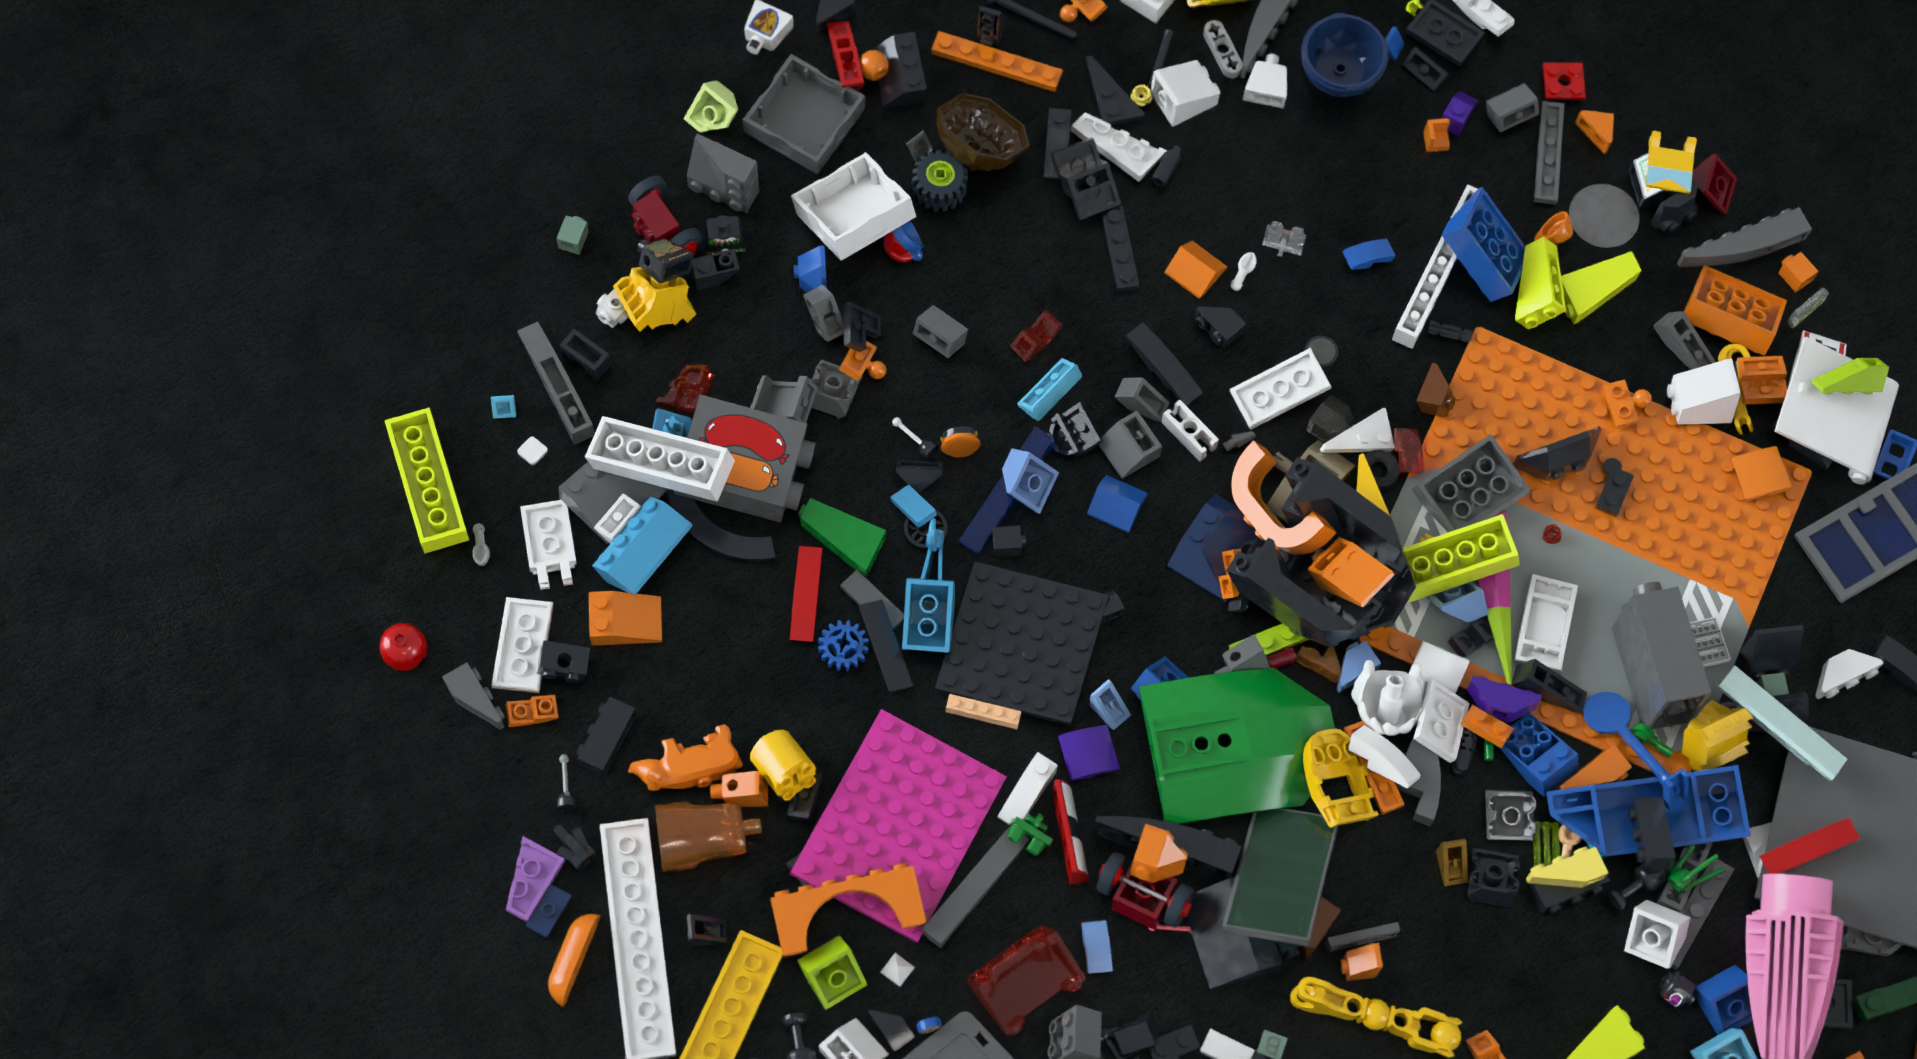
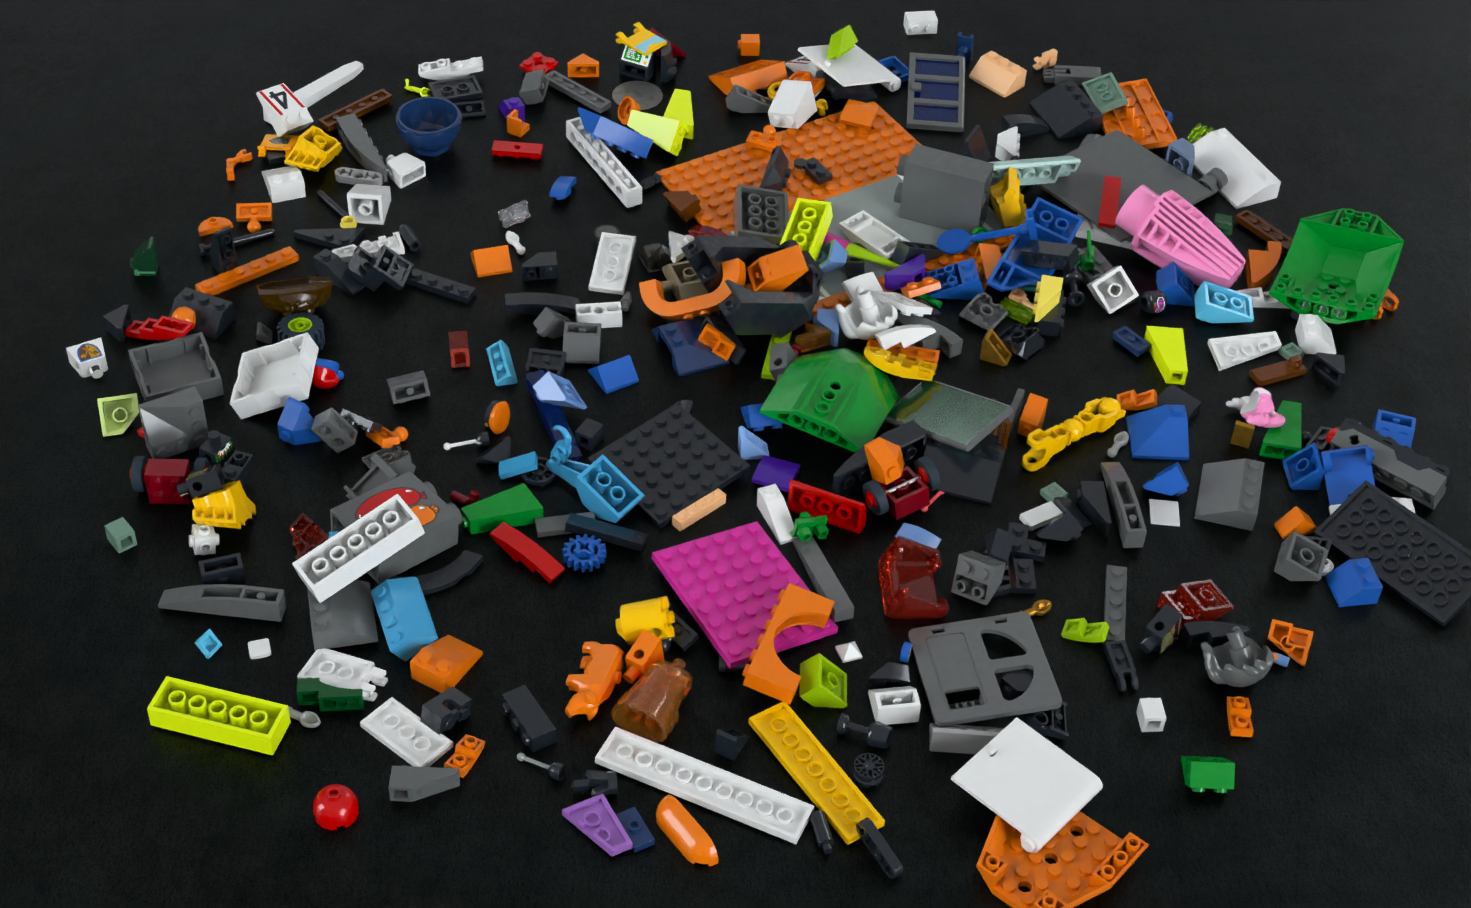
camera: 55 degrees left, 25 degrees down
(510, 533) = (329, 698): none -> dark green slope
(617, 517) = (368, 619): white slope -> none
(837, 490) = (465, 499): none -> dark red arm
(1389, 156) = (517, 149): none -> red tile
(1589, 999) = (1131, 341): none -> dark blue plate
(1751, 241) = (713, 51): dark grey slope -> none
(1807, 308) = (774, 49): clear tile -> none

